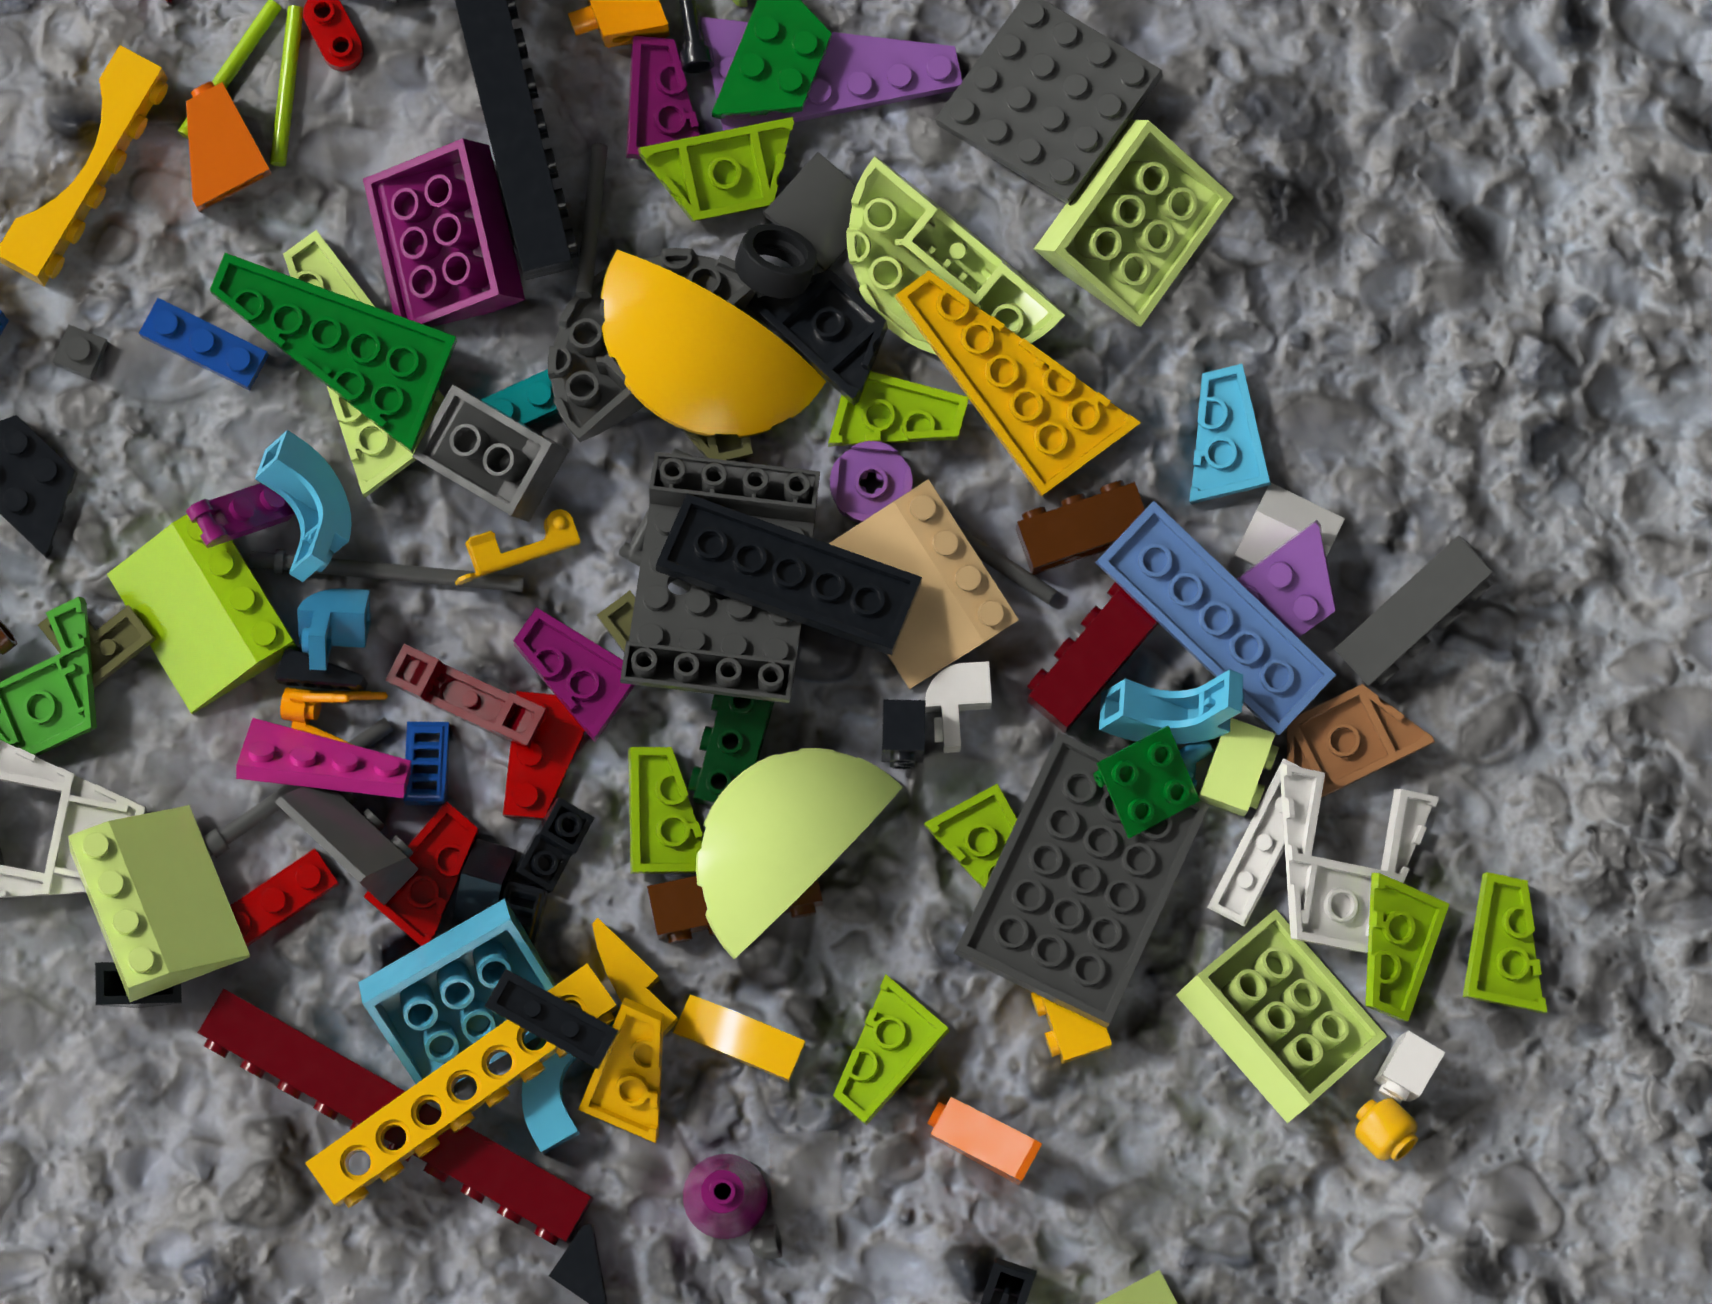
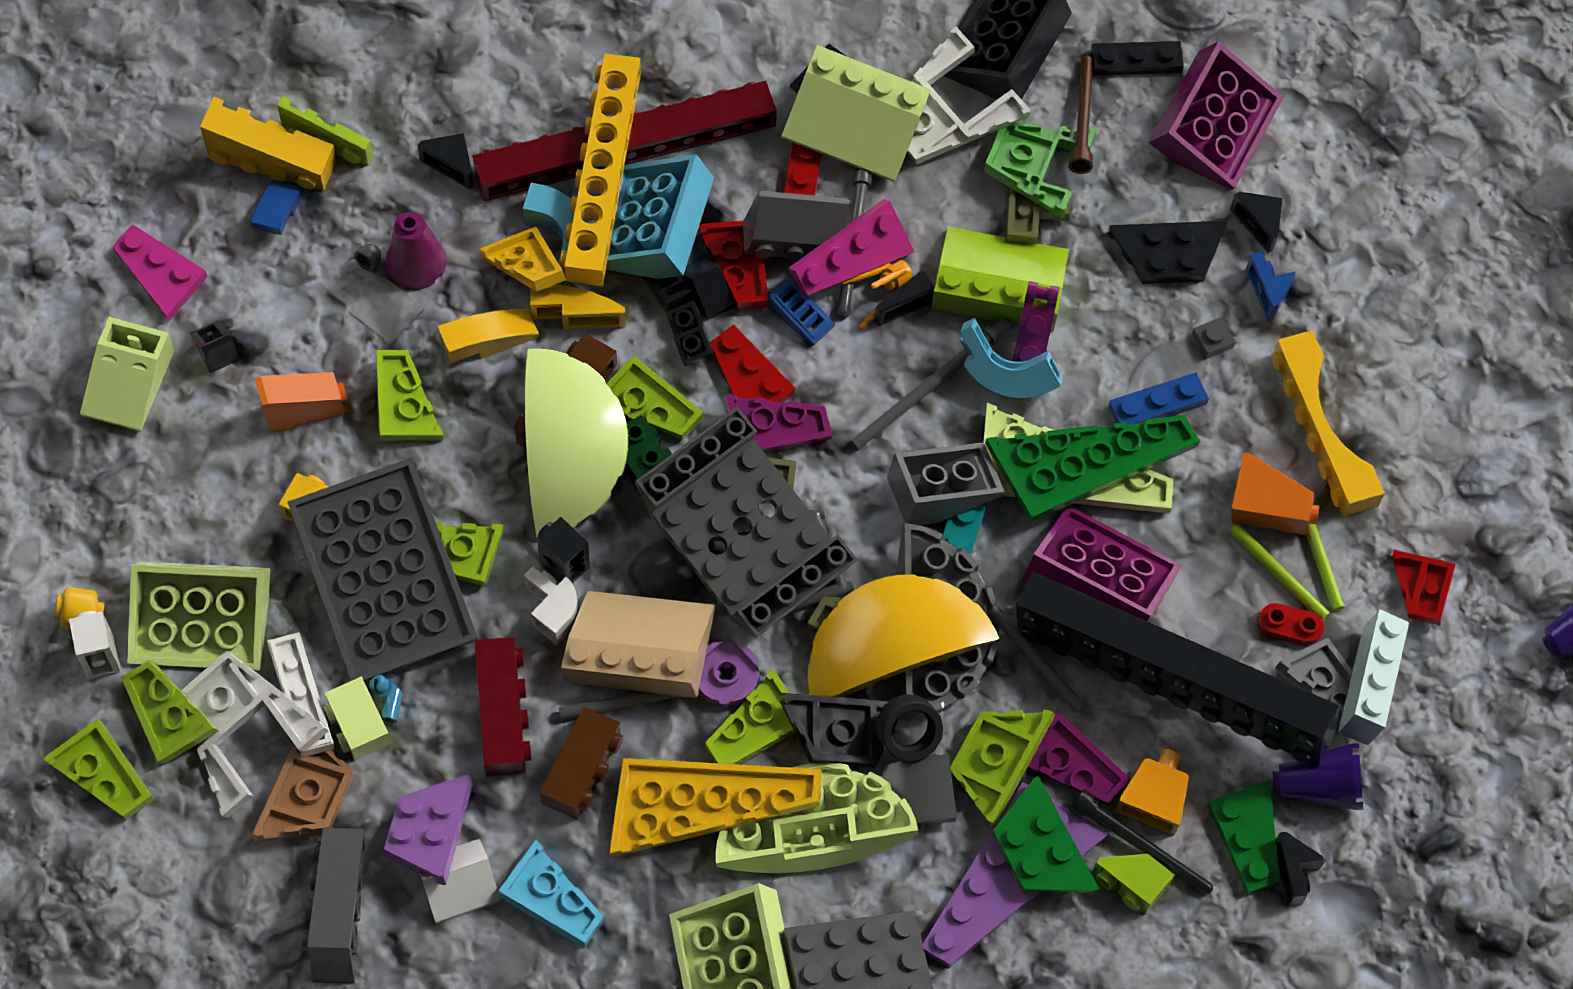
camera: 130 degrees right, 15 degrees down
(331, 620) = (930, 324): dark azure brick -> none
(466, 696) = (817, 362): dark red slope -> none
(487, 558) = (886, 432): yellow piece -> none
(551, 1019) = (588, 223): black plate -> none
(789, 574) = (711, 560): black plate -> none
(1147, 781) = (398, 653): green hinge -> none
(1192, 714) = (426, 704): medium azure arch -> none
(1215, 617) = (449, 773): medium blue plate -> none

